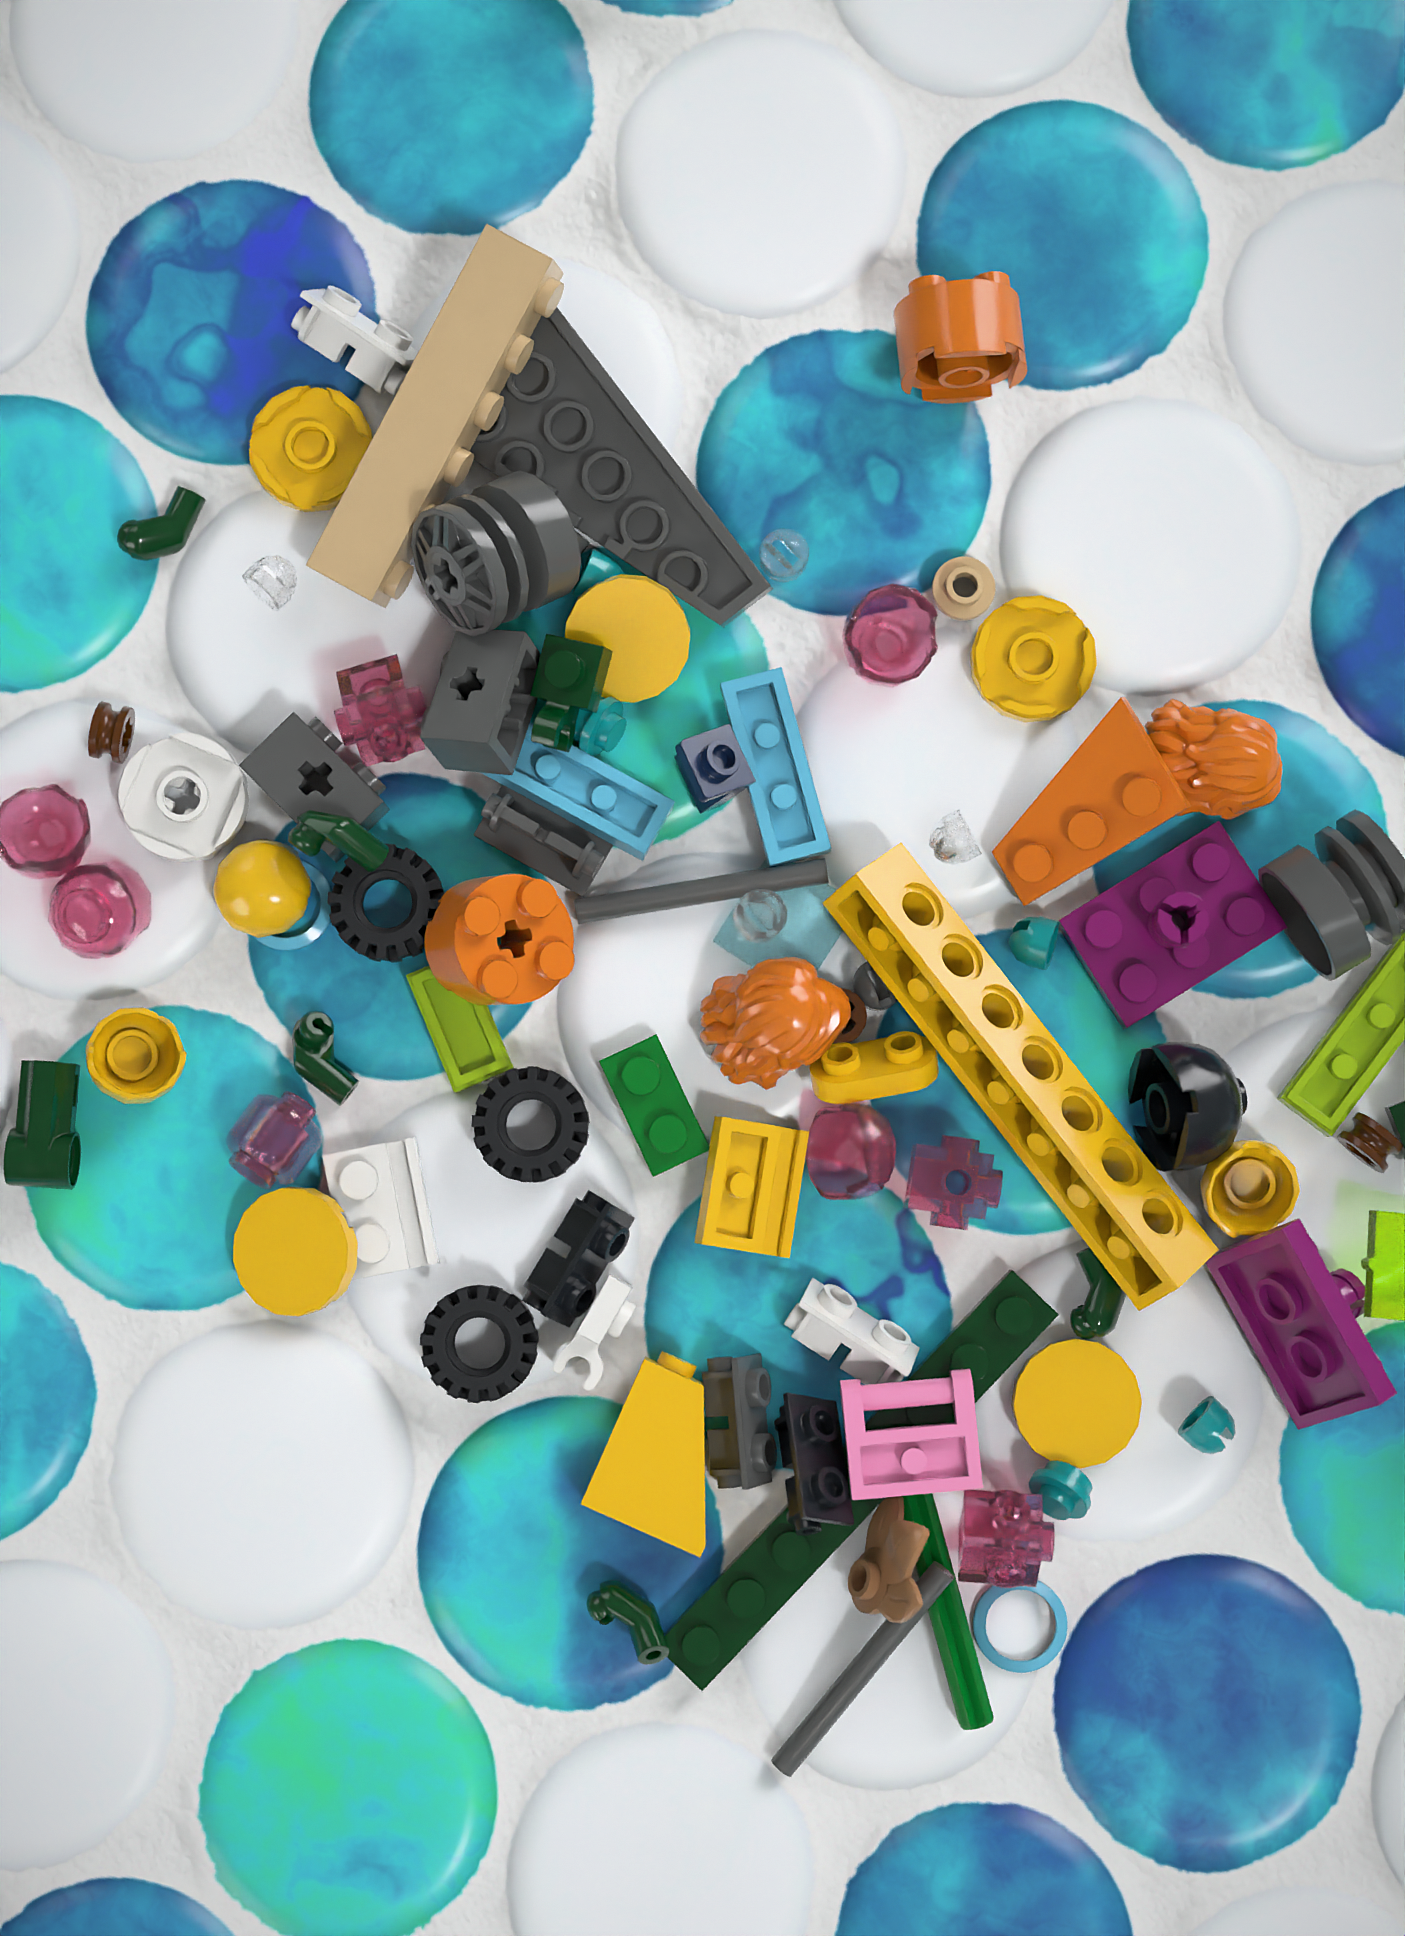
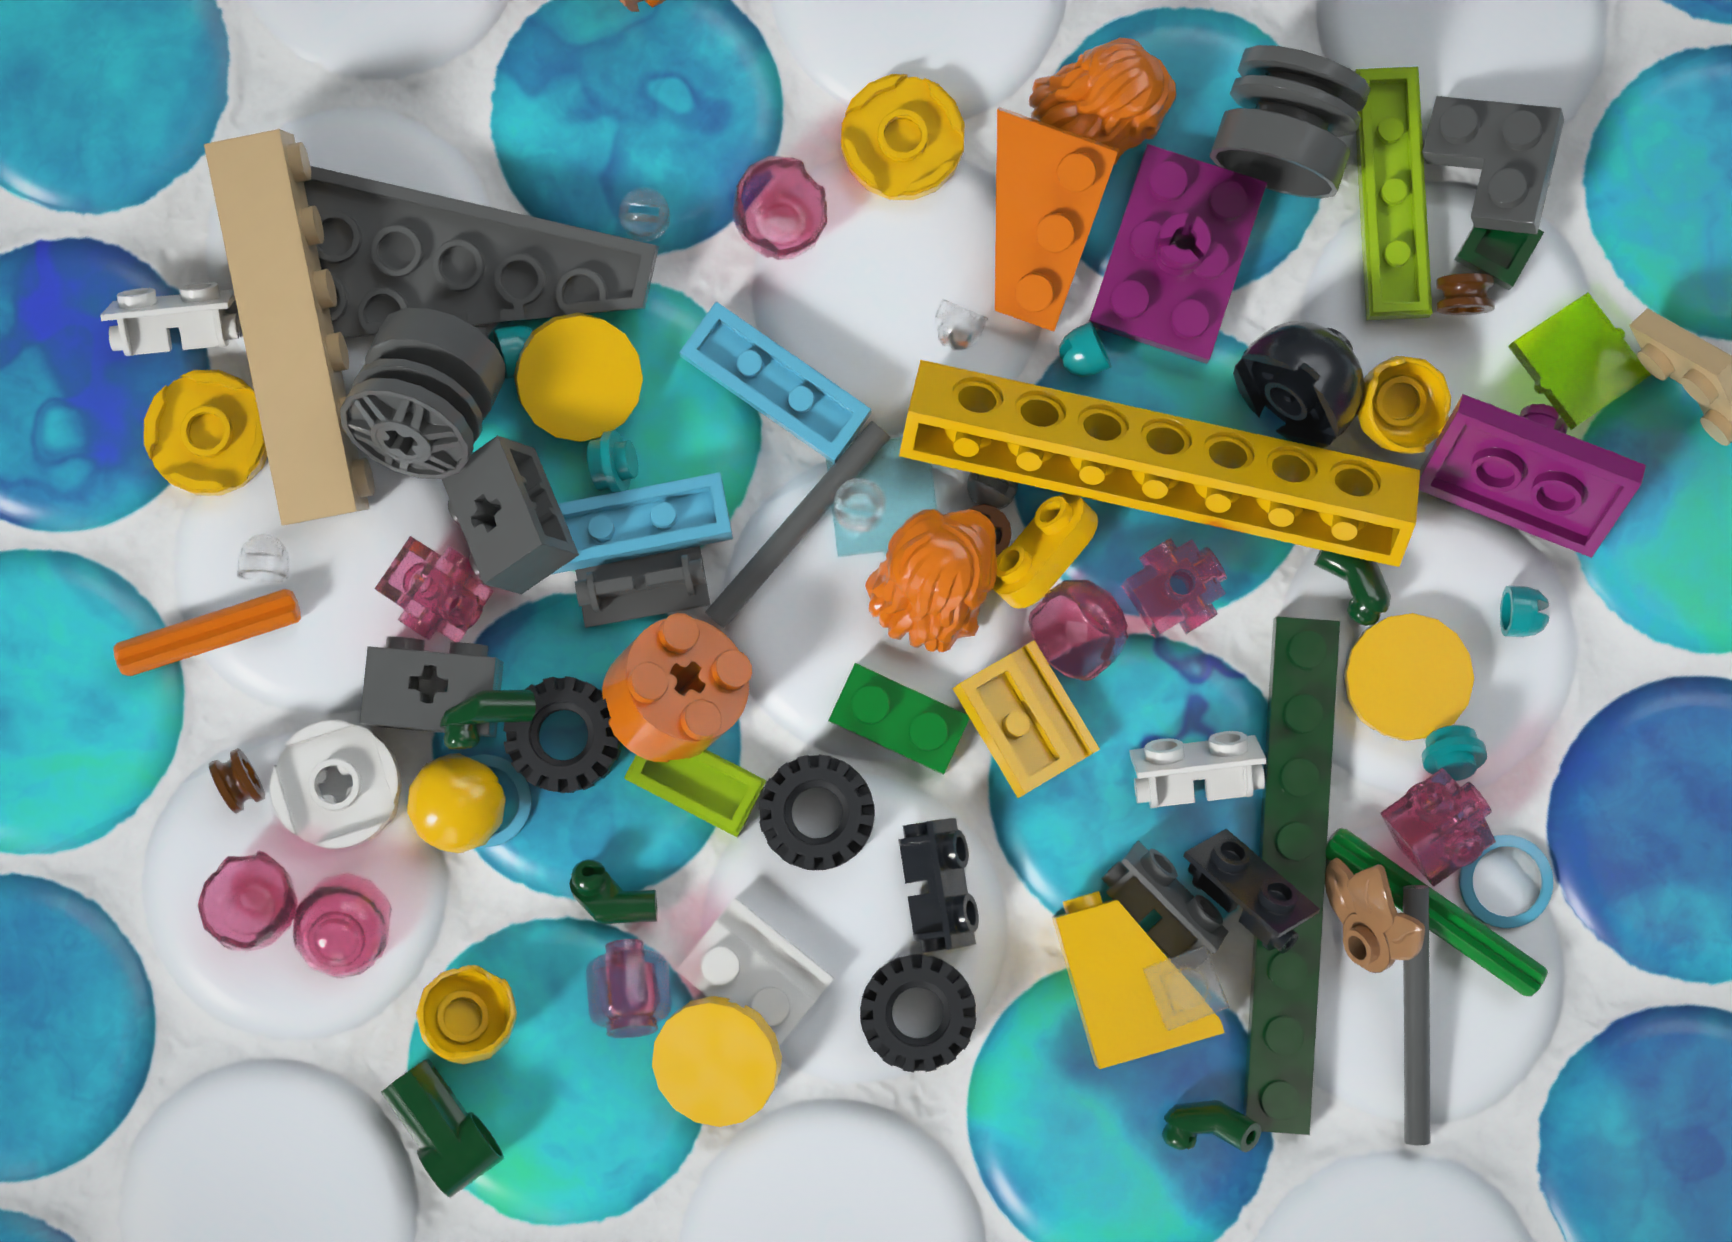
camera: 35 degrees left, 0 degrees up
(165, 533) = (147, 594): dark green arm -> none
(183, 600) = (207, 632): none -> orange axle
(569, 679) = (560, 446): dark green plate -> none
(607, 1315) = (997, 909): white plate -> none
(698, 1497) = (1186, 987): none -> clear plate
(713, 767) = (728, 421): bracket -> none
(911, 1457) = (1322, 820): bright pink plate -> none
(963, 607) = (810, 144): tan plate -> none

